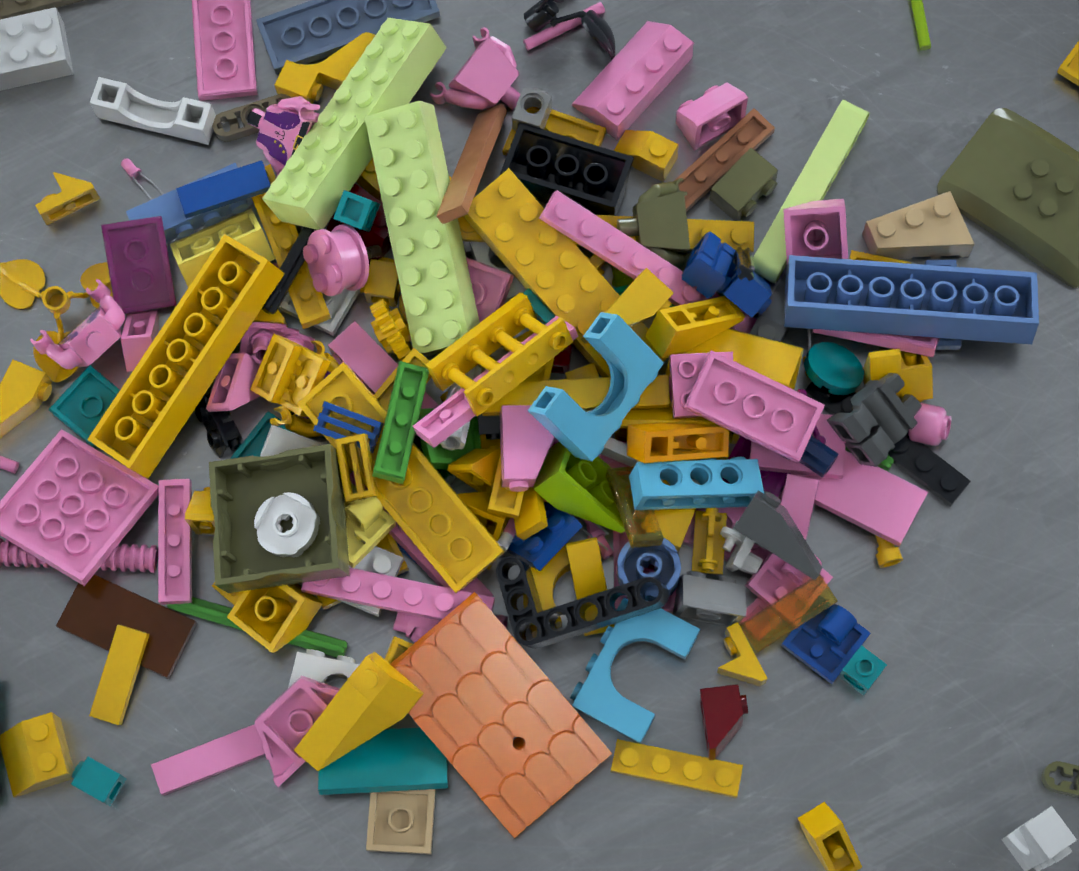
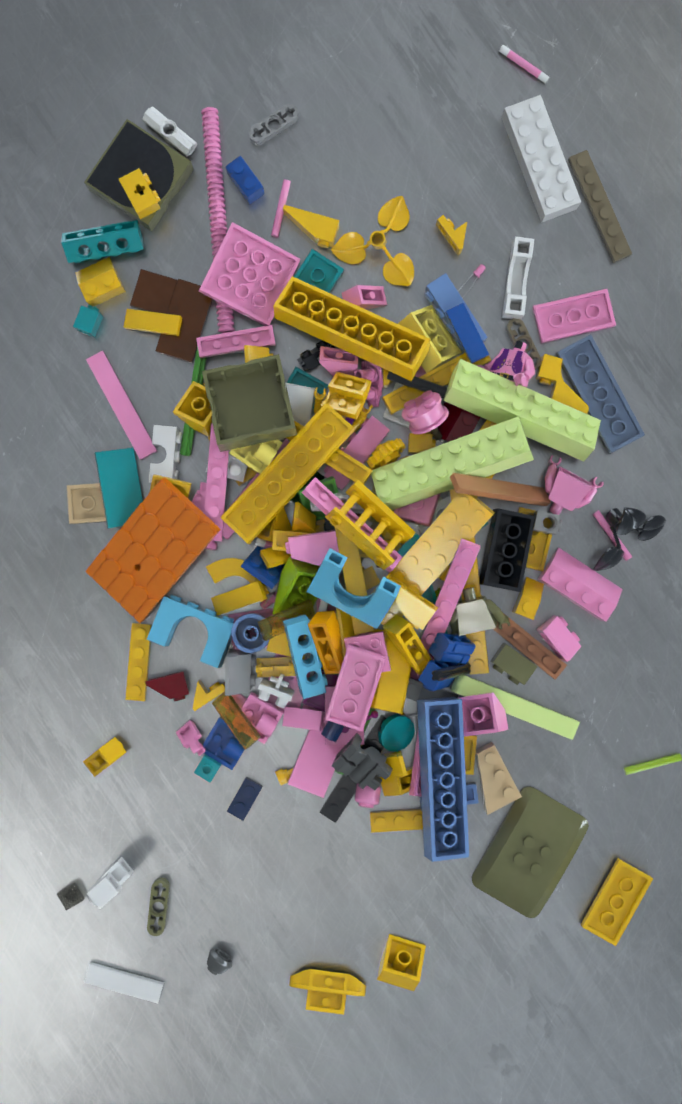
camera: 80 degrees right, 15 degrees up
(70, 669) = (153, 292): none -> reddish brown tile
(90, 337) = (359, 266): bright pink torso -> none
(139, 264) = (411, 287): magenta tile -> none
(288, 721) = (134, 437): bright pink wing -> none
(293, 541) = (242, 398): white plate -> none
(324, 417) = (316, 420): blue tile -> none
(356, 211) = (457, 420): teal brick -> none
(361, 709) = (142, 472): yellow wedge -> none
(368, 467) = (302, 441): yellow tile -> none
(398, 428) = (321, 469): bright green tile -> none
(574, 610) = (215, 590): black beam -> none
(774, 529) = (279, 708): dark grey slope -> none
(809, 695) = (189, 737): none -> bright pink plate
(920, 621) = (244, 798): none -> dark blue plate
(974, 385) = (396, 820): none -> yellow plate

